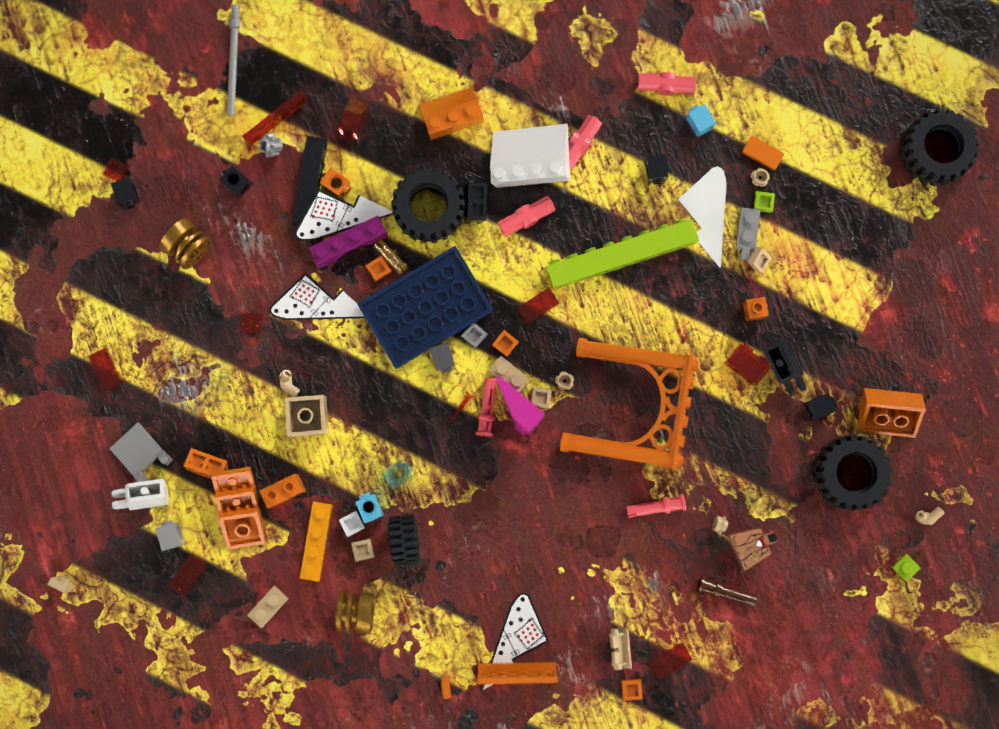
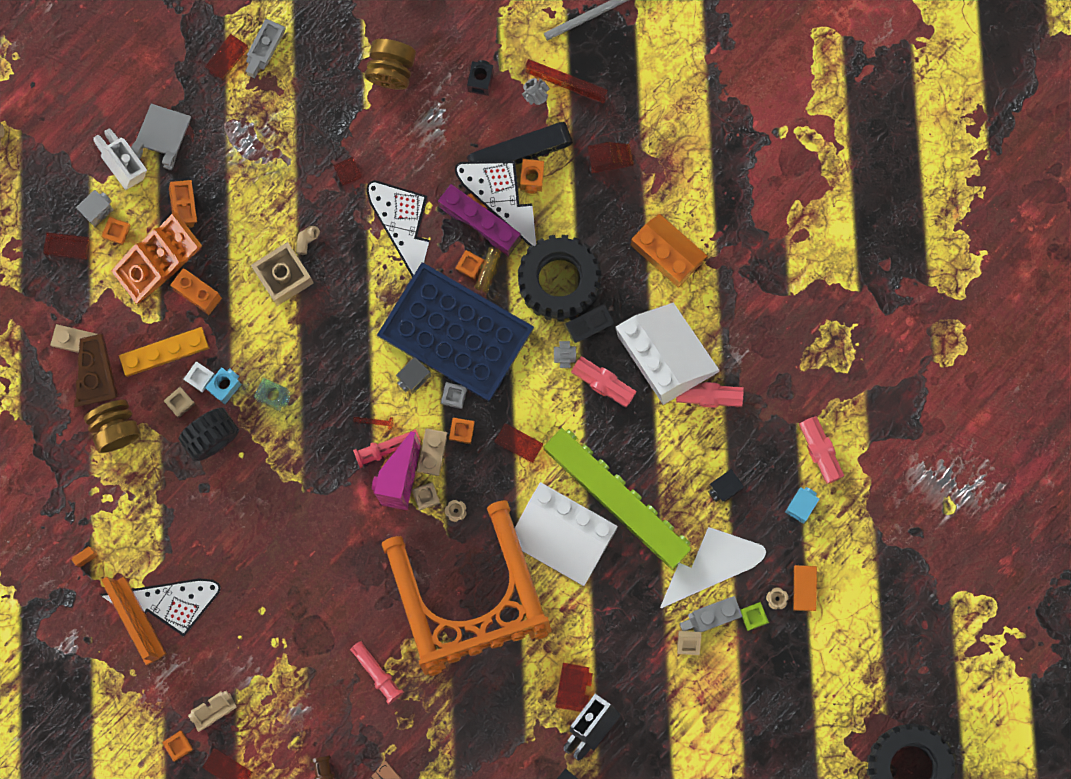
camera: 60 degrees right, 5 degrees down
(114, 335) = (263, 46): none -> light grey hinge
(198, 529) = (116, 231): none -> orange plate
(303, 604) = (95, 374): none -> reddish brown wing
(489, 233) = (565, 354): none -> light grey gear
(627, 308) = (563, 534): none -> white slope
(720, 524) = (392, 747): tan plate -> none
(755, 309) = (634, 665): orange brick -> none

